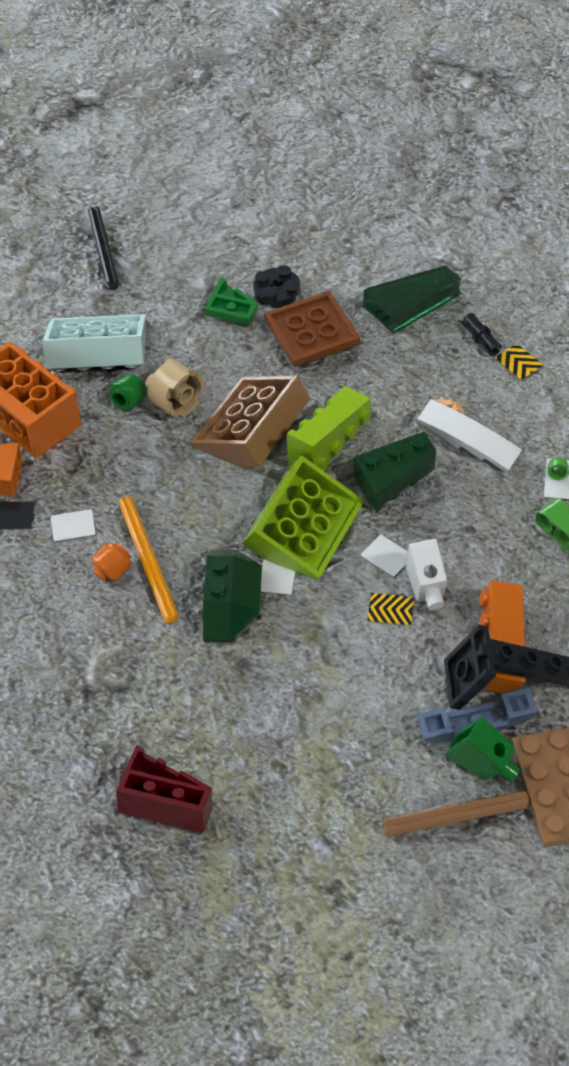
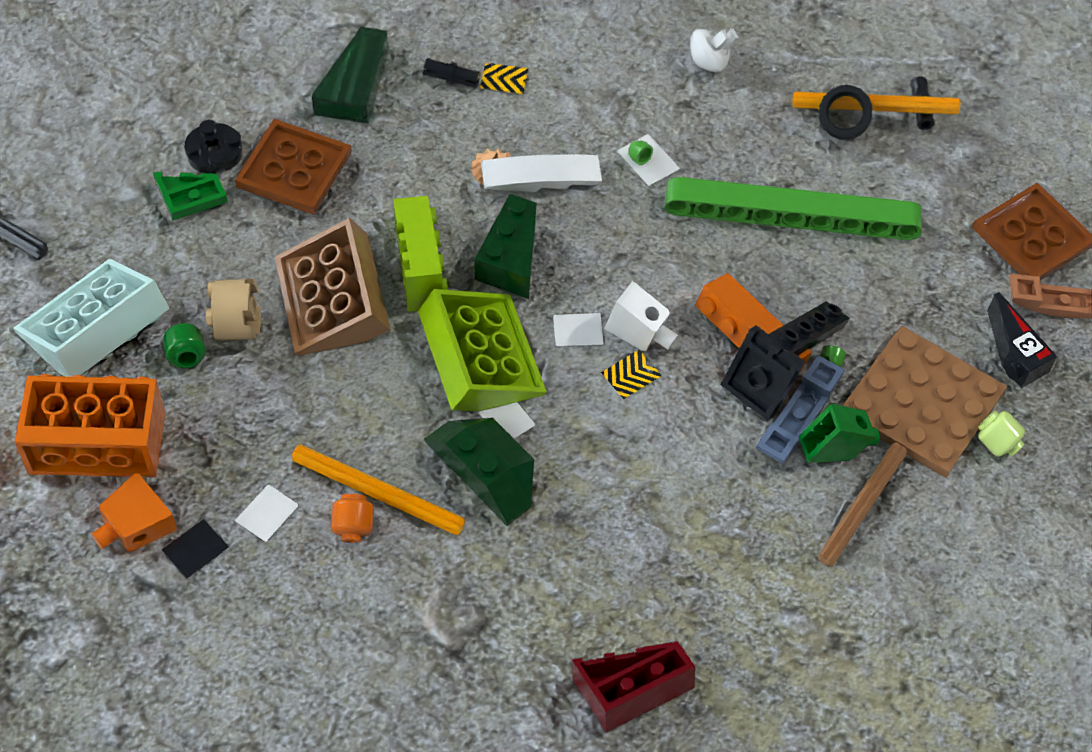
camera: 50 degrees left, 5 degrees up
(545, 701) = (833, 354): none -> bright green hinge

